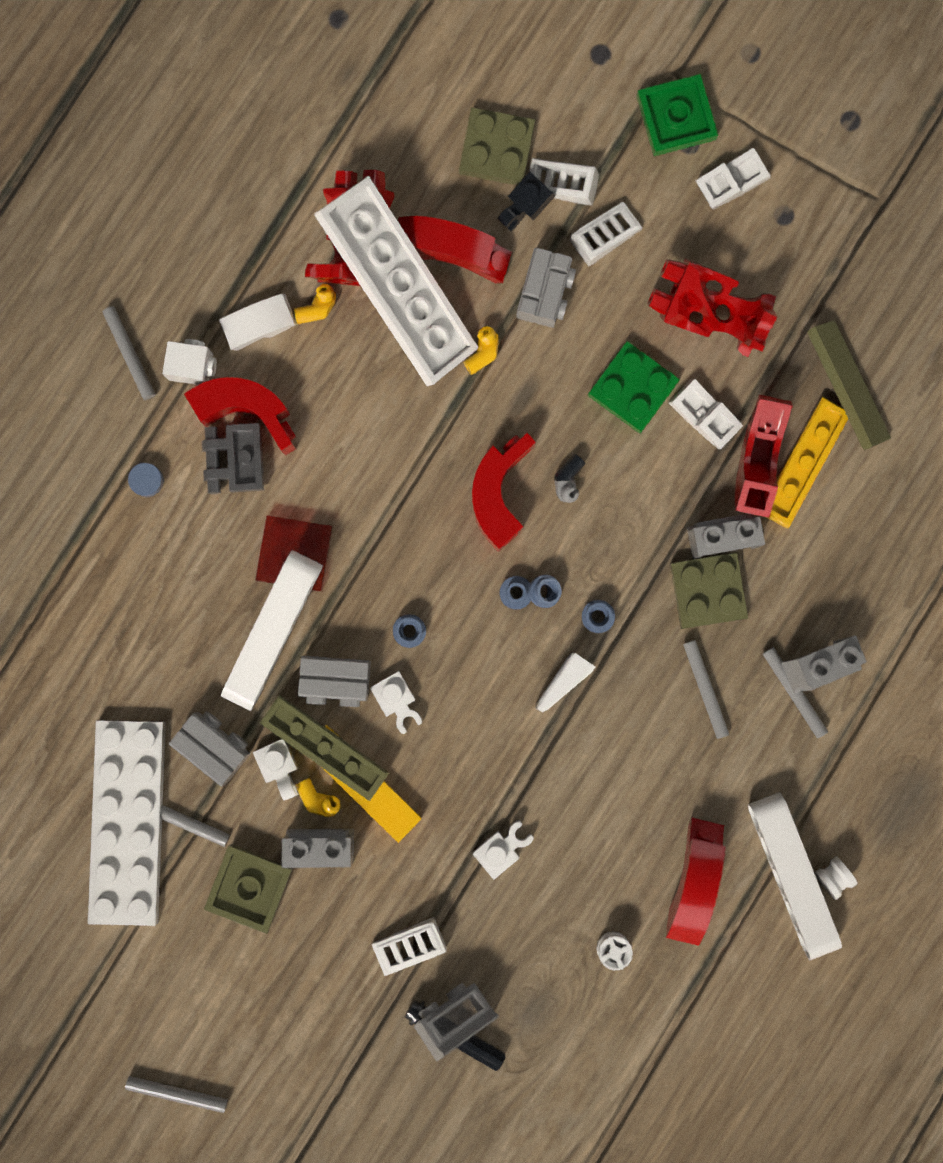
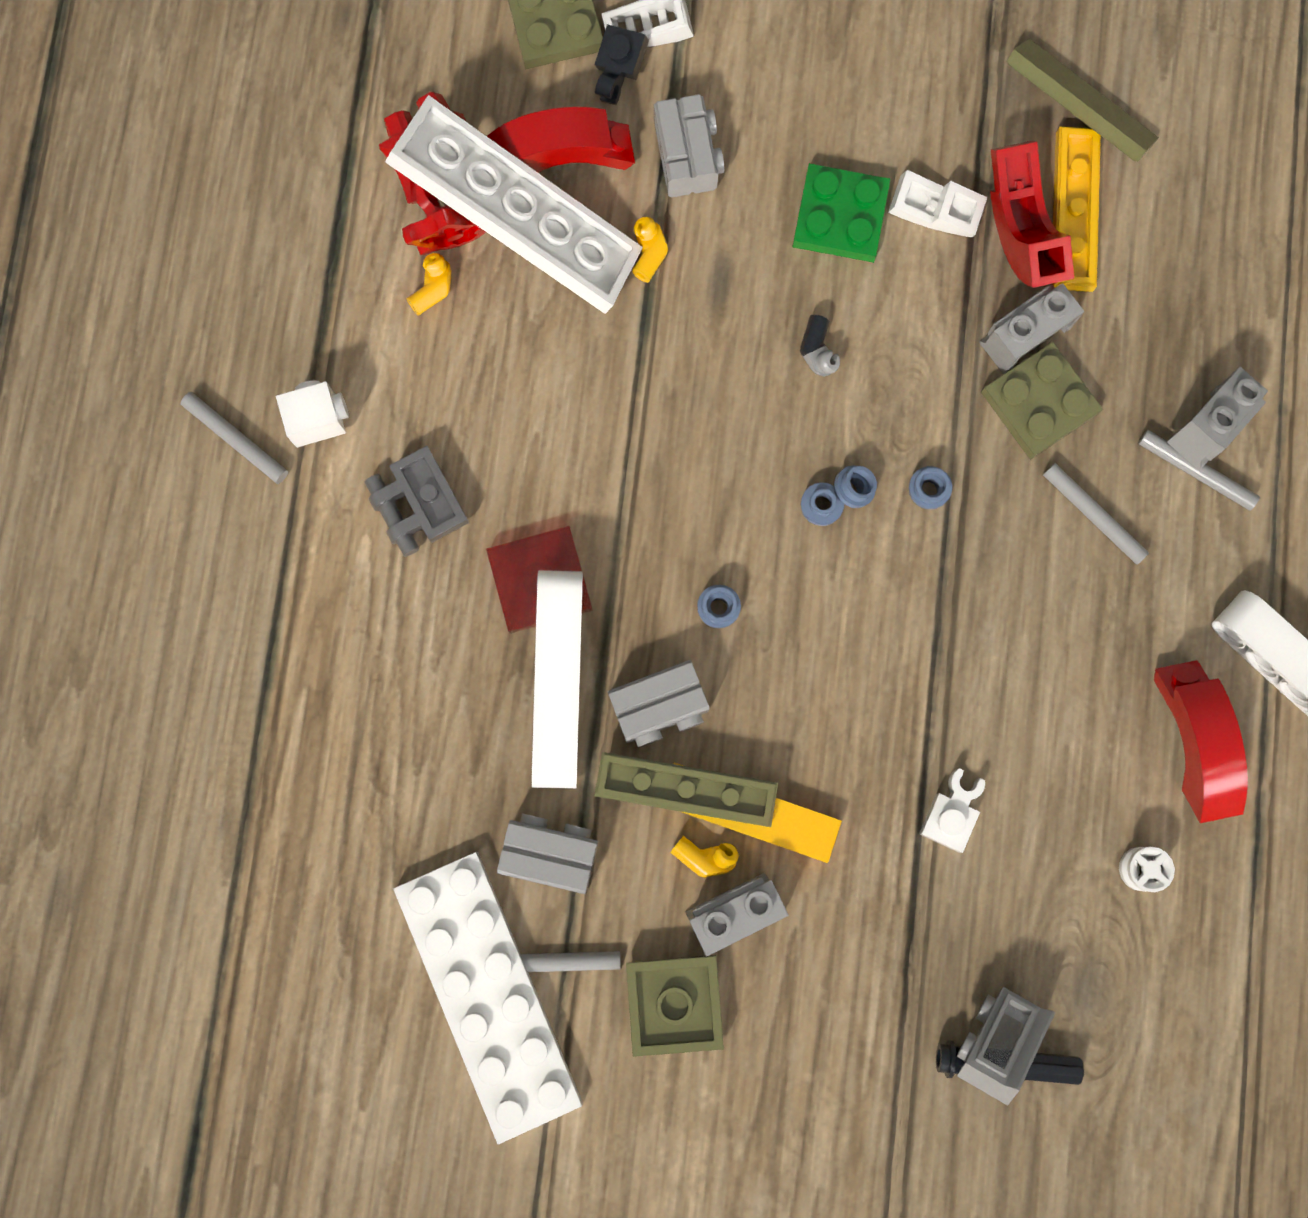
camera: 25 degrees left, 5 degrees down
(145, 479) = (321, 574): sand blue tile -> none
(239, 395) = (395, 422): red arch -> none
(257, 321) = (370, 331): white slope -> none
(276, 764) = (637, 837): white plate -> none
(395, 696) = (739, 691): white plate -> none
(434, 934) = (925, 982): white slope -> none
(488, 506) = (742, 419): red arch -> none
(568, 676) = (931, 570): white slope -> none
(585, 249) = (711, 84): white slope -> none
(748, 319) = (857, 76): red hips -> none

